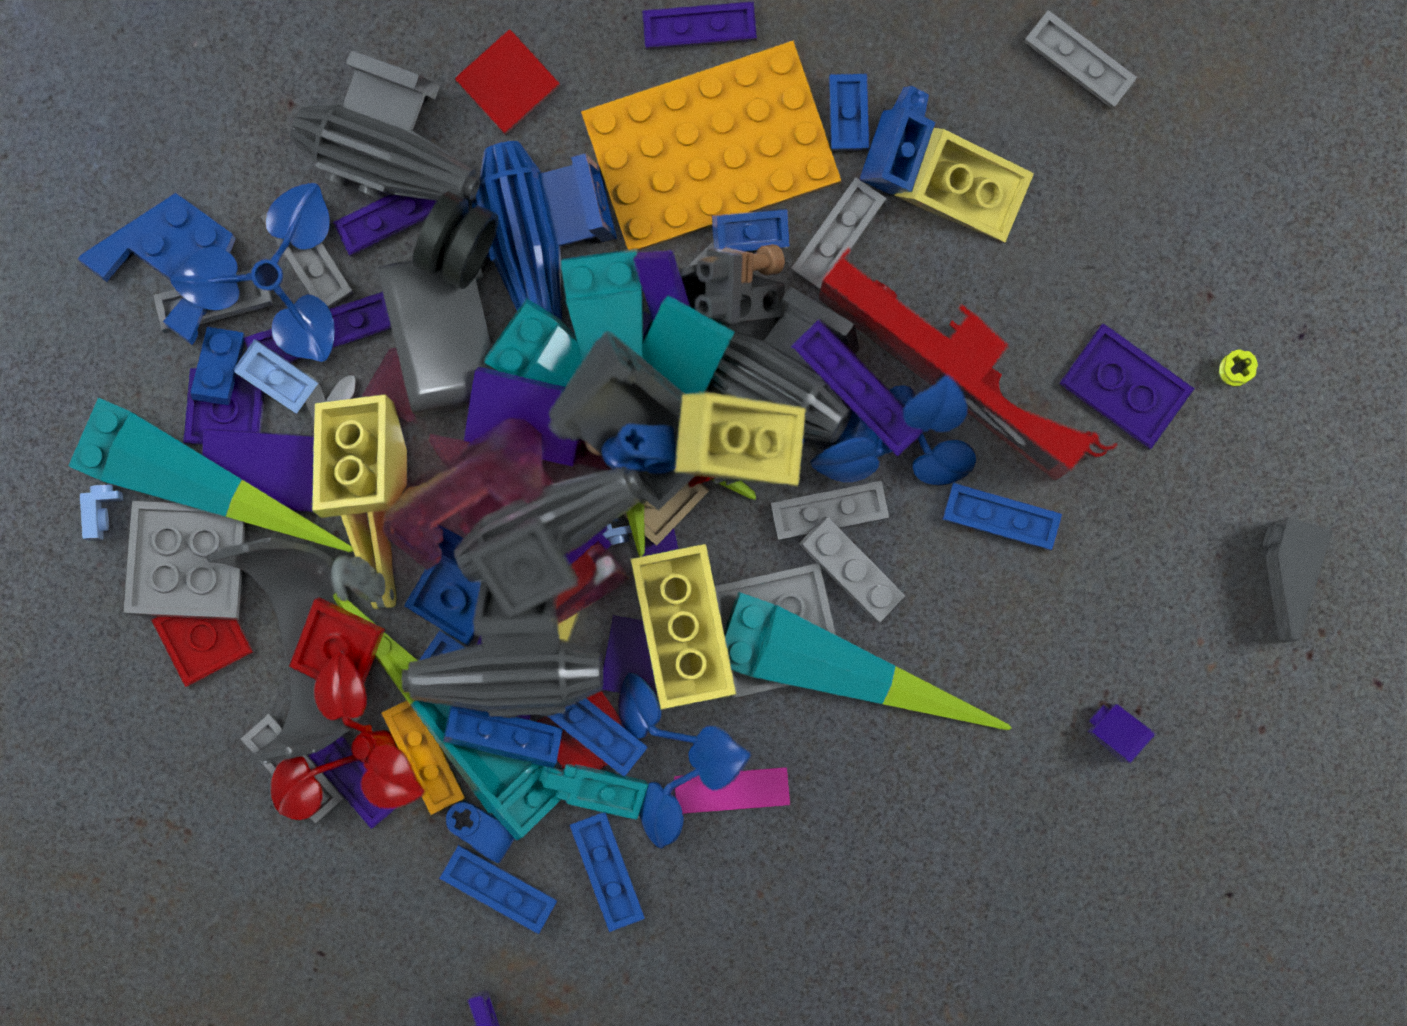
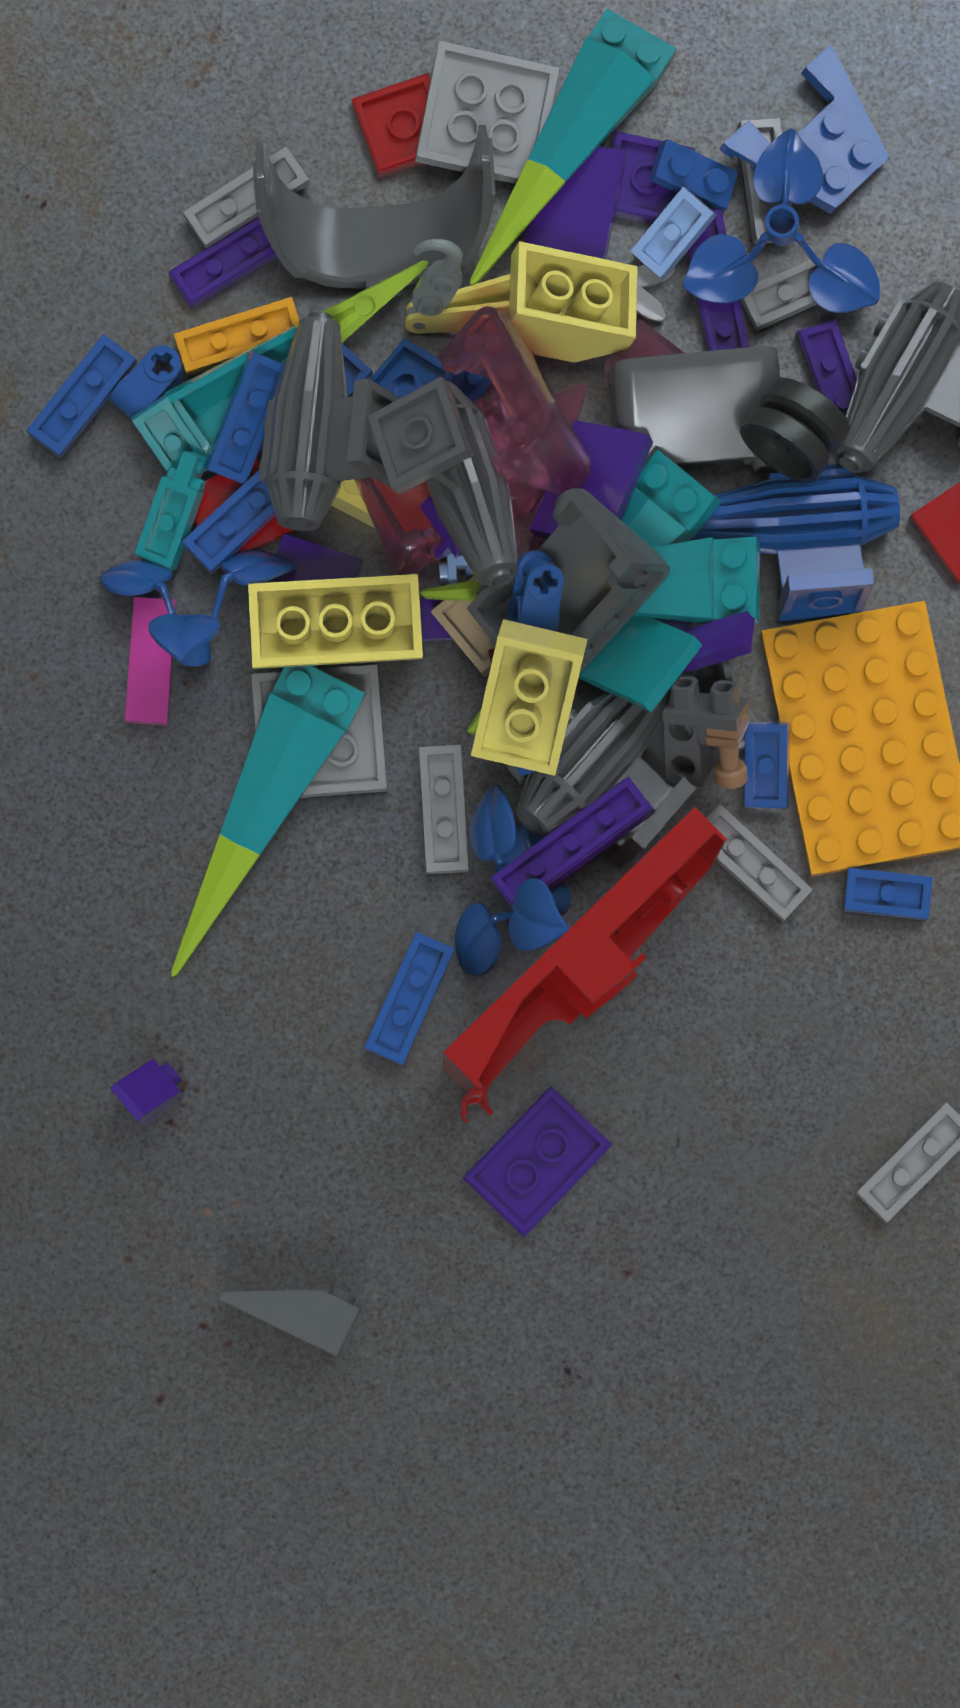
camera: 90 degrees right, 5 degrees down
(93, 516) = (548, 25): light blue bracket -> none
(331, 631) = (367, 256): red tile -> none
(389, 773) = (214, 279): red plant -> none
(607, 871) = (82, 514): blue plate -> none
(852, 569) = (374, 823): light grey plate -> none
(899, 144) = (845, 941): blue hinge -> none
(969, 185) = (789, 1011): light yellow slope -> none
(1248, 372) = (544, 1276): neon yellow bush -> none

